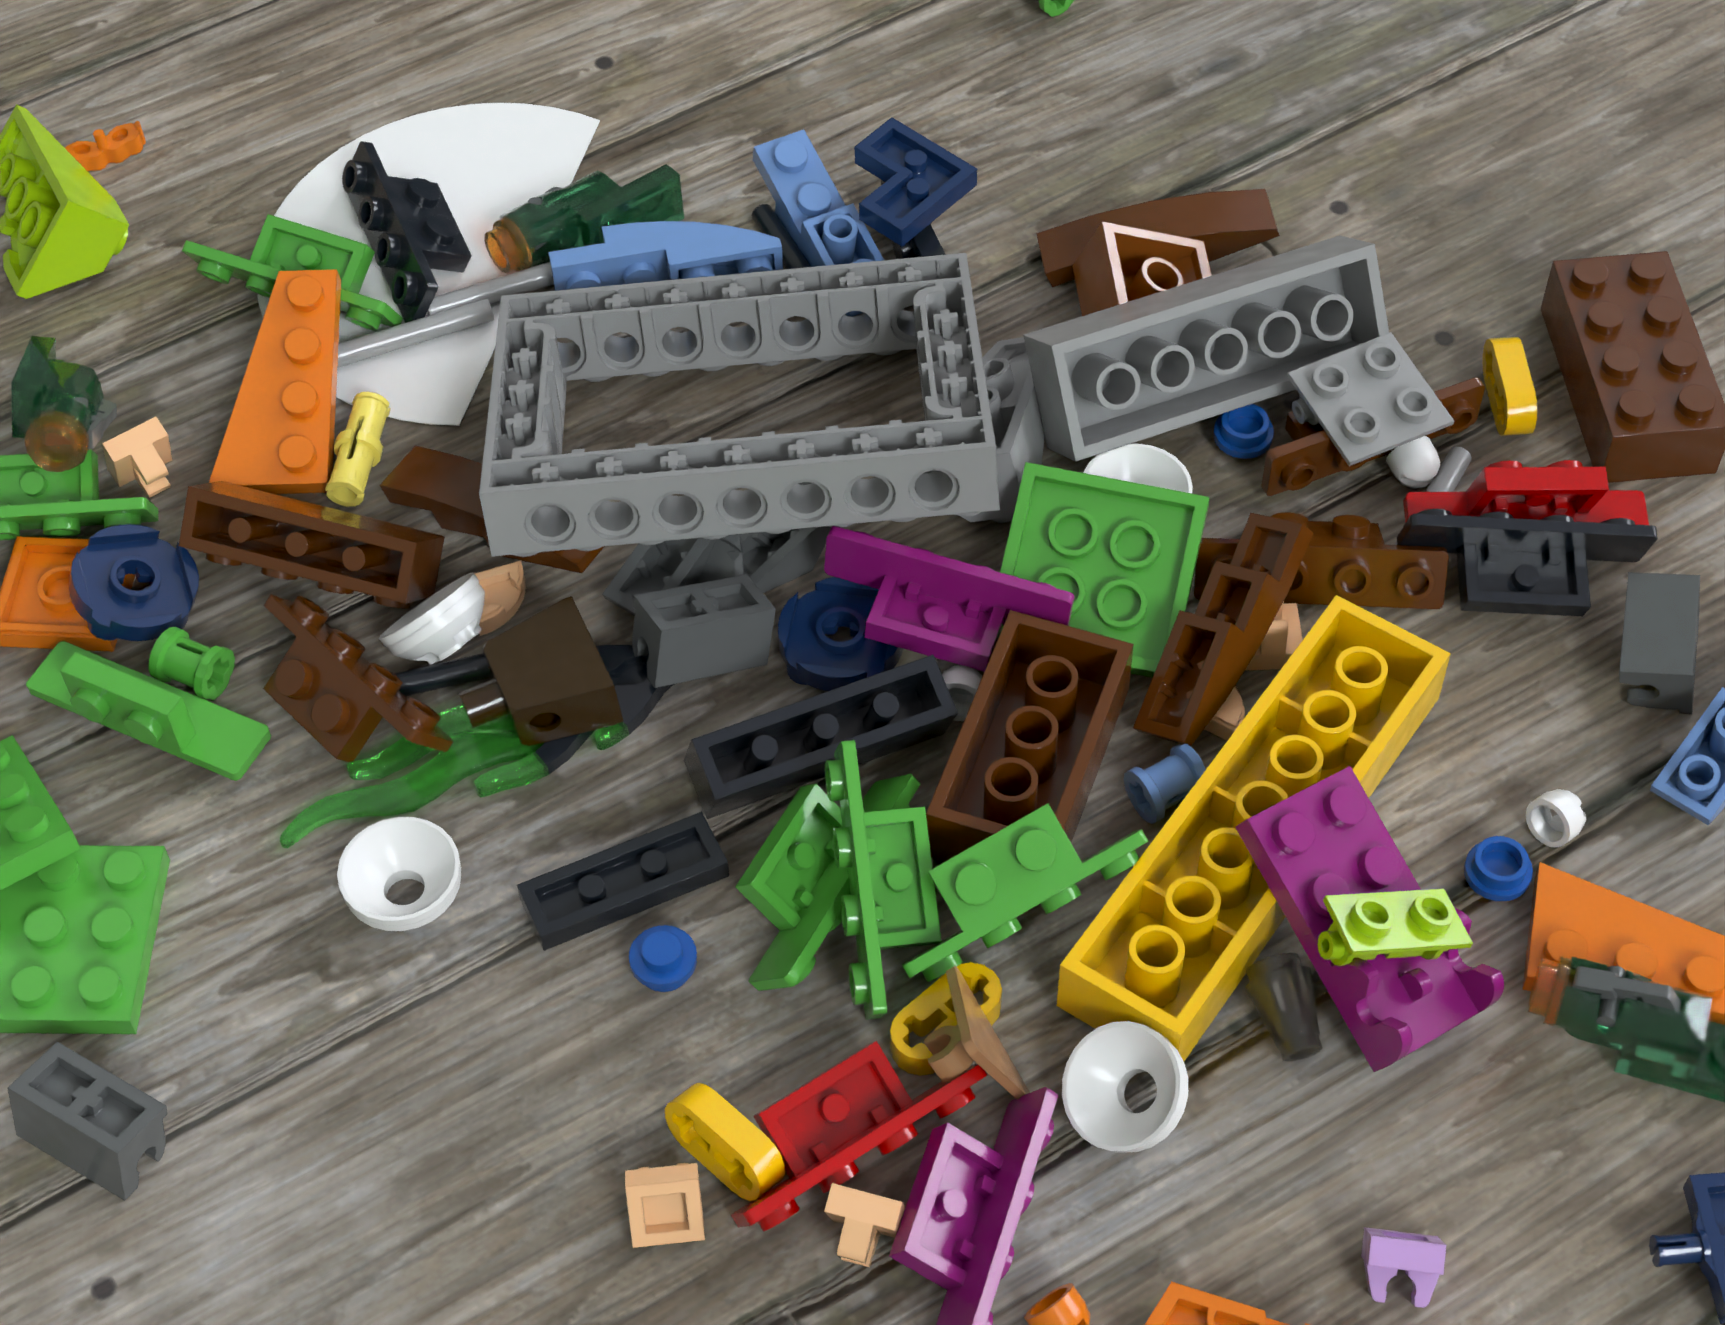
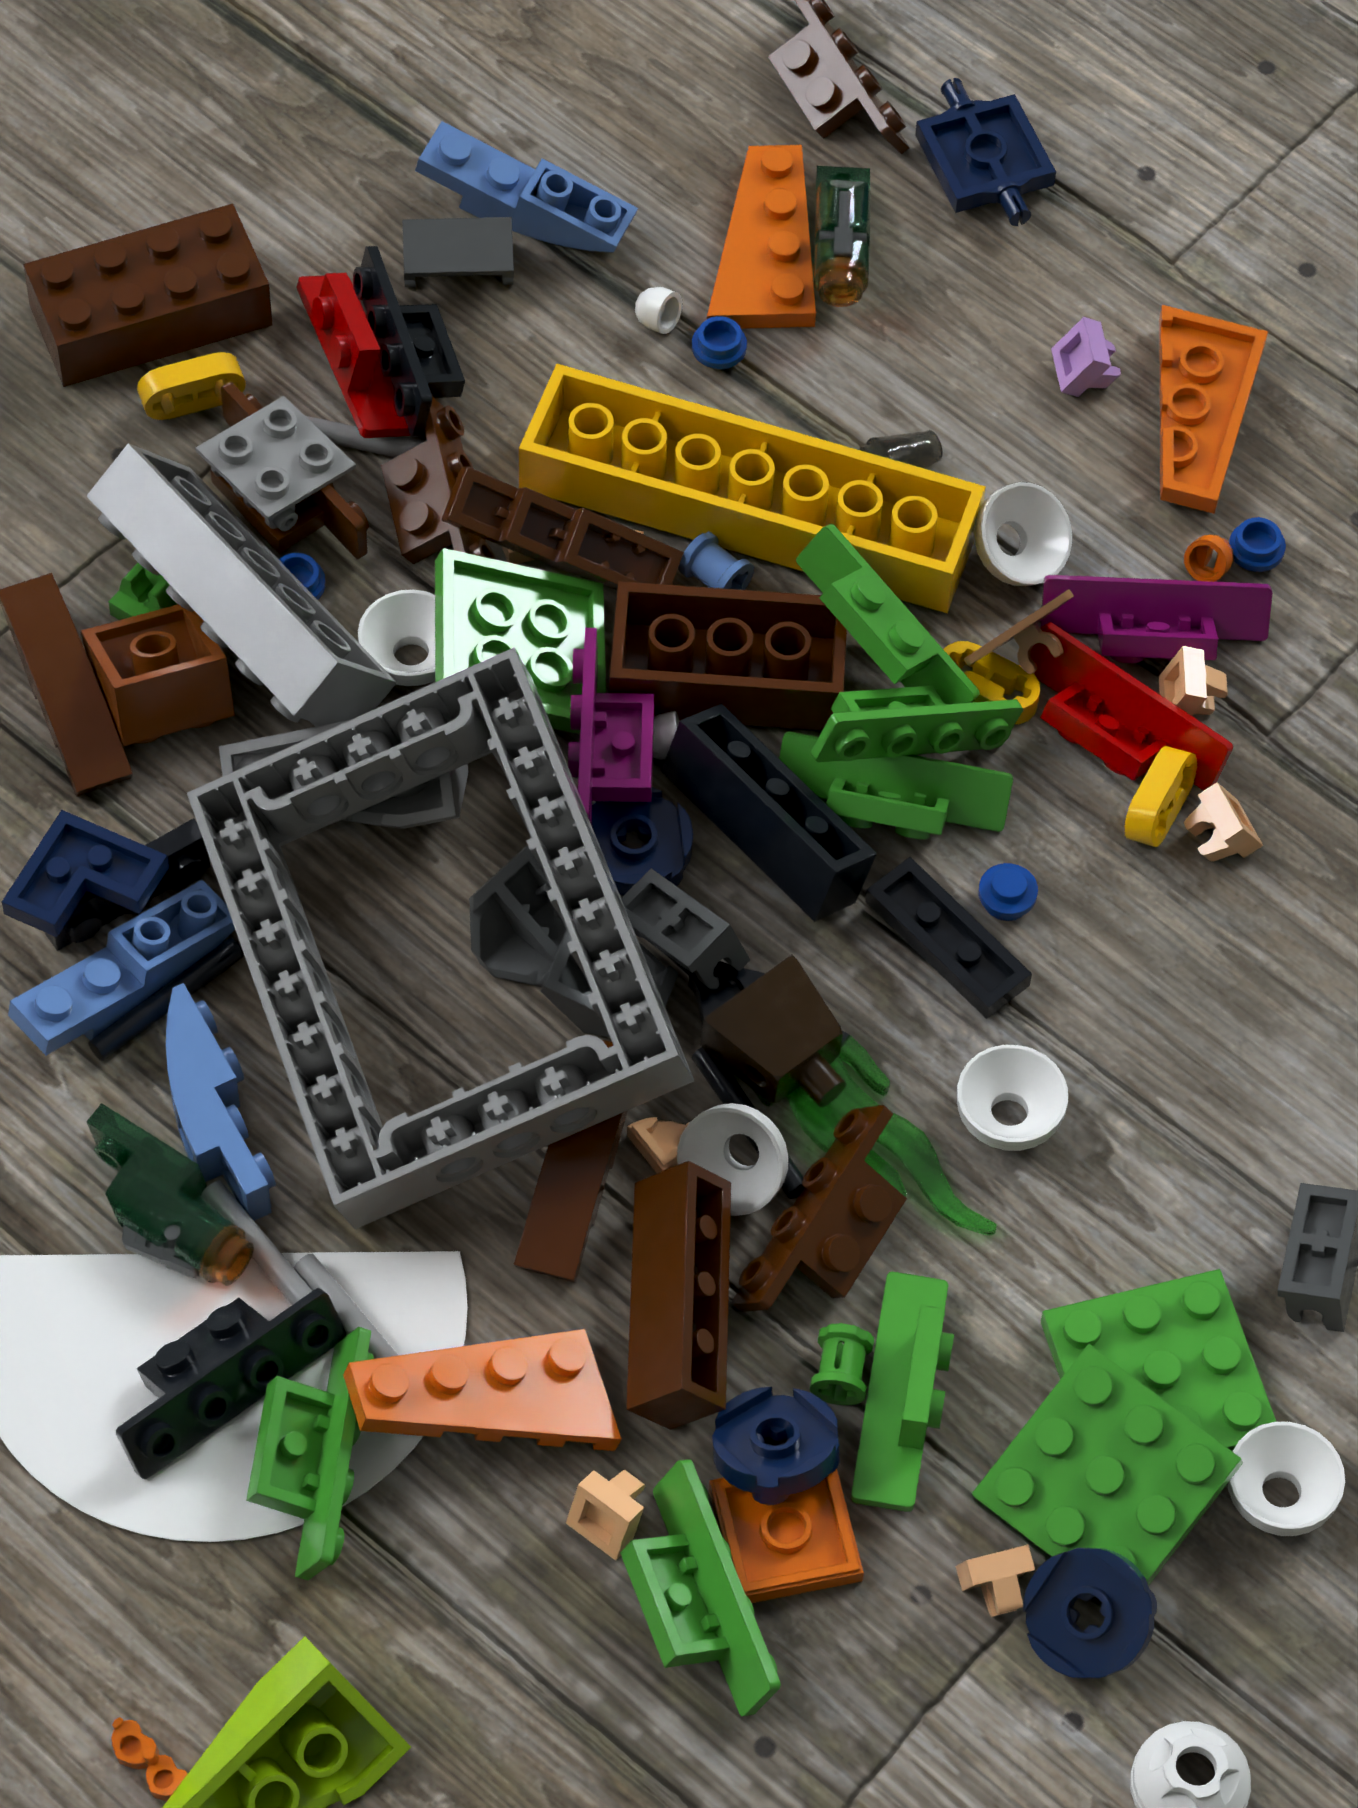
camera: 110 degrees left, 5 degrees up
(57, 407) = (589, 1586): plate -> none
(358, 449) = (533, 1315): light yellow pin -> none
(1337, 845) = (828, 393): magenta hinge -> none
(1391, 925) = (856, 356): lime hinge -> none

